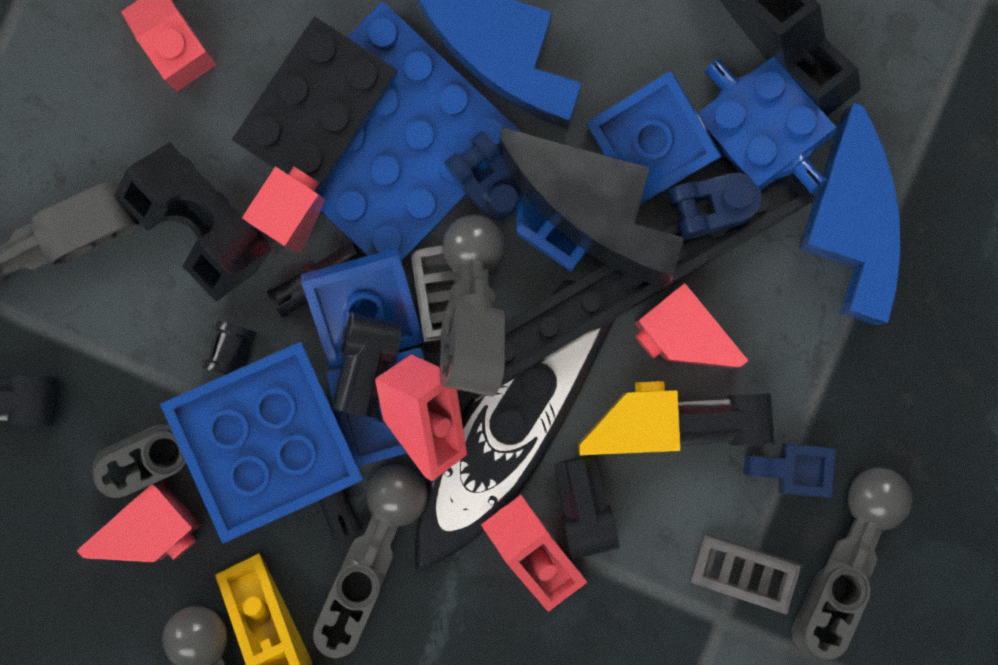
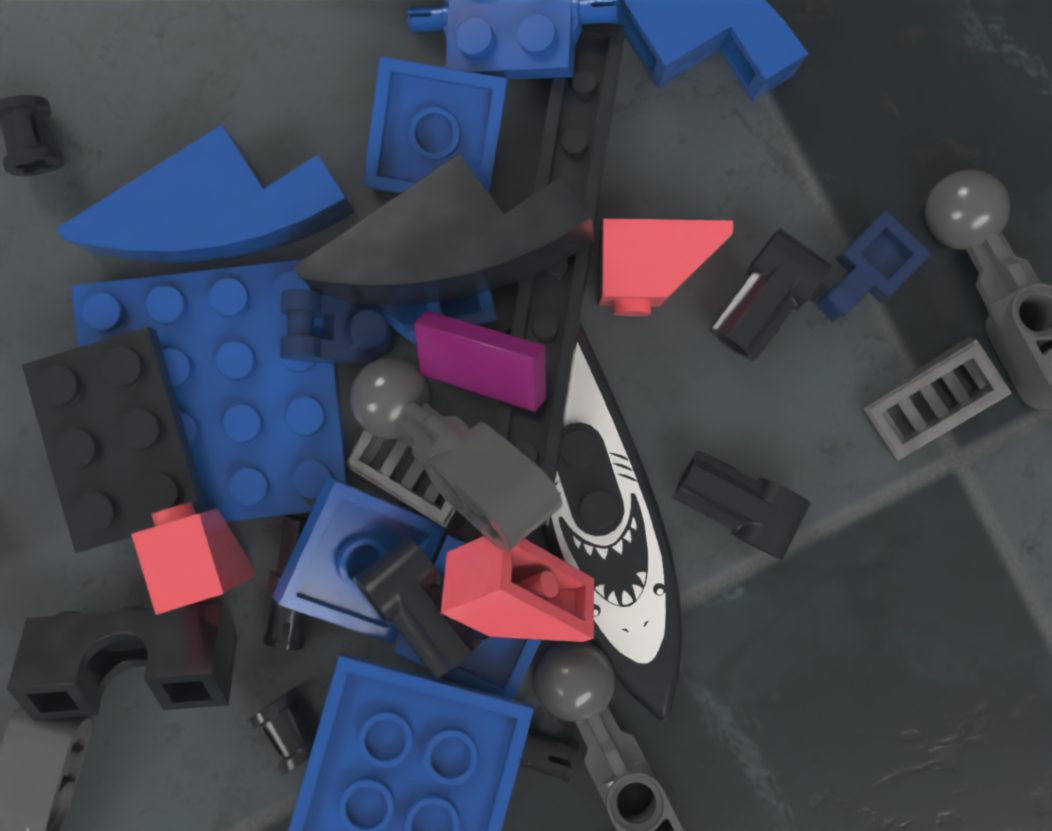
camera: 60 degrees left, 0 degrees up
(533, 553) = (744, 593): coral slope -> none
(539, 280) = (481, 360): none -> magenta tile
(636, 423) = (701, 384): yellow slope -> none
(730, 197) = (557, 104): dark blue plate -> none

